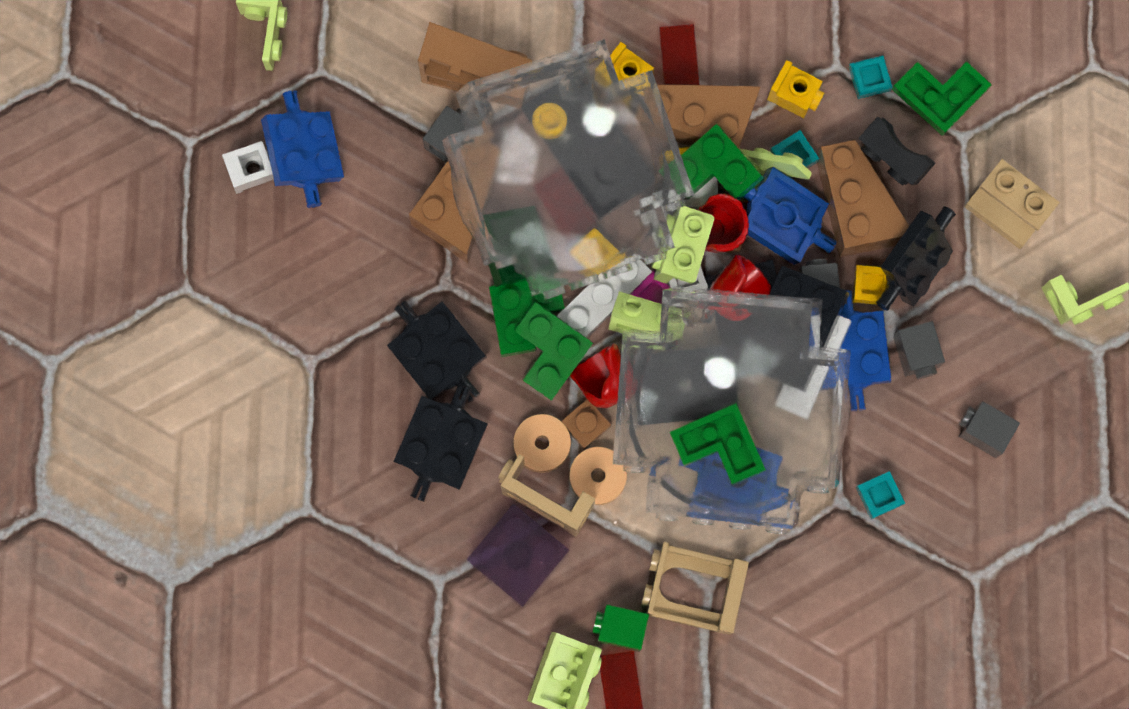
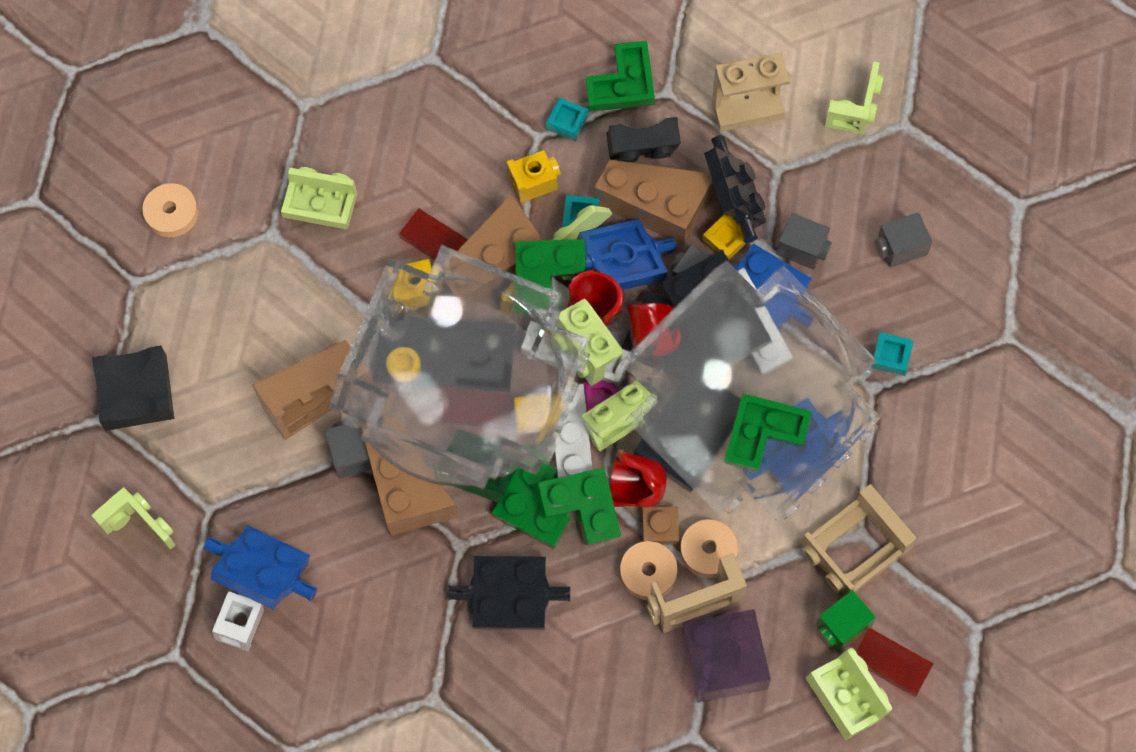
camera: 45 degrees left, 10 degrees down
(440, 442) = (585, 645): black plate -> none

